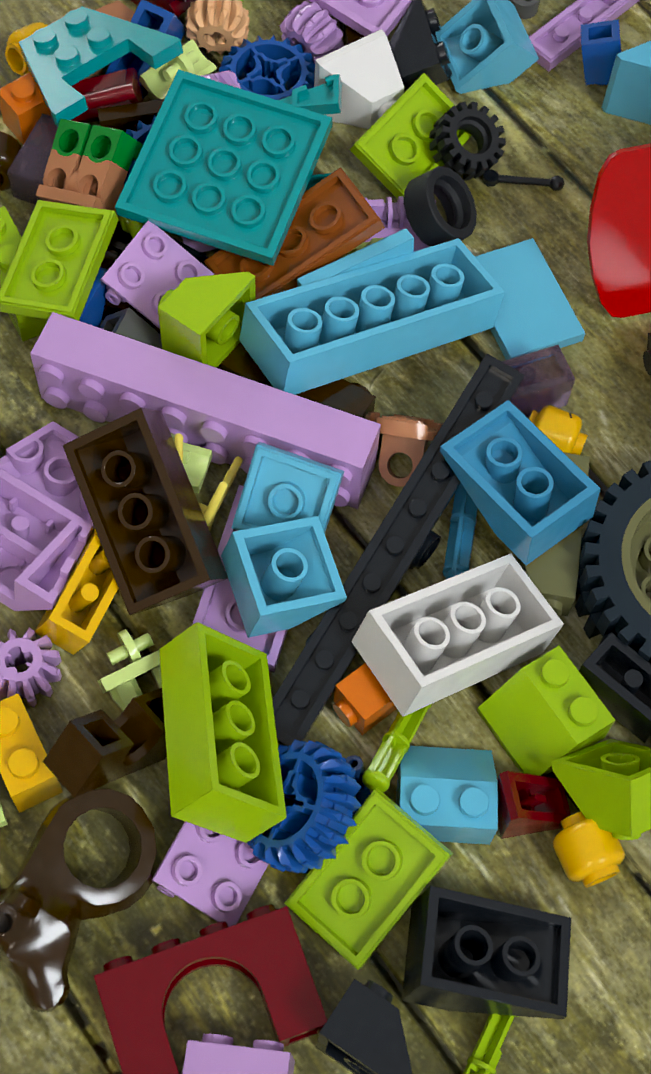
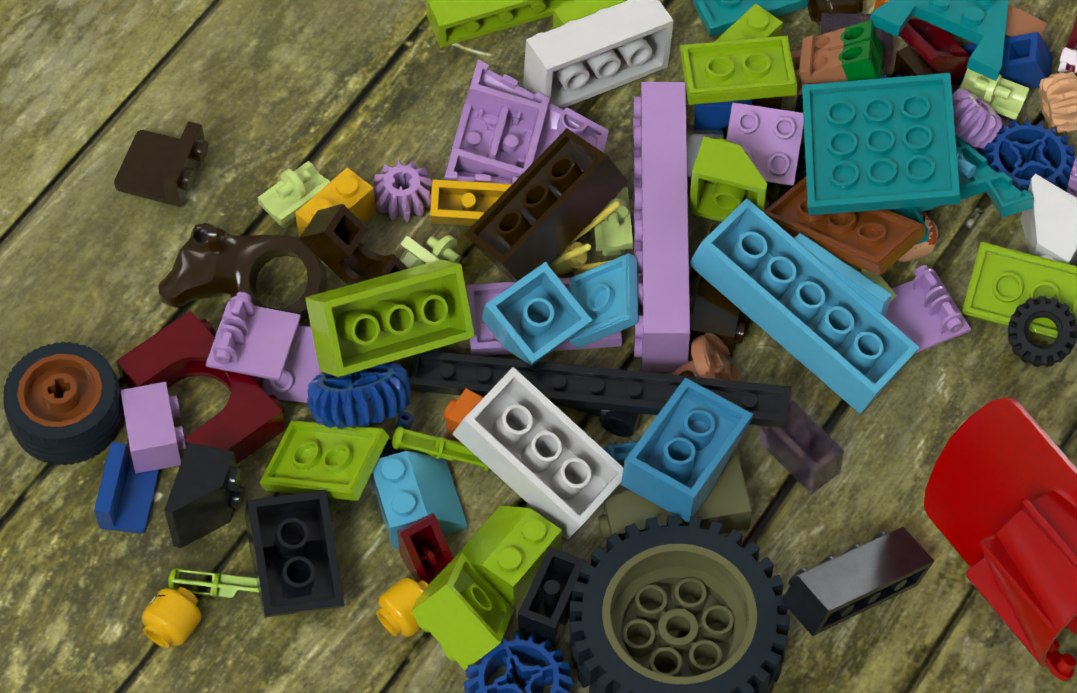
camera: 75 degrees right, 5 degrees down
(178, 907) = (253, 339): none -> lavender hinge
(455, 199) = (976, 345): black tyre -> none
(492, 177) = (1027, 372): black hinge -> none
(533, 306) = (901, 430): medium azure tile -> none
(561, 428) = (771, 487): yellow head -> none

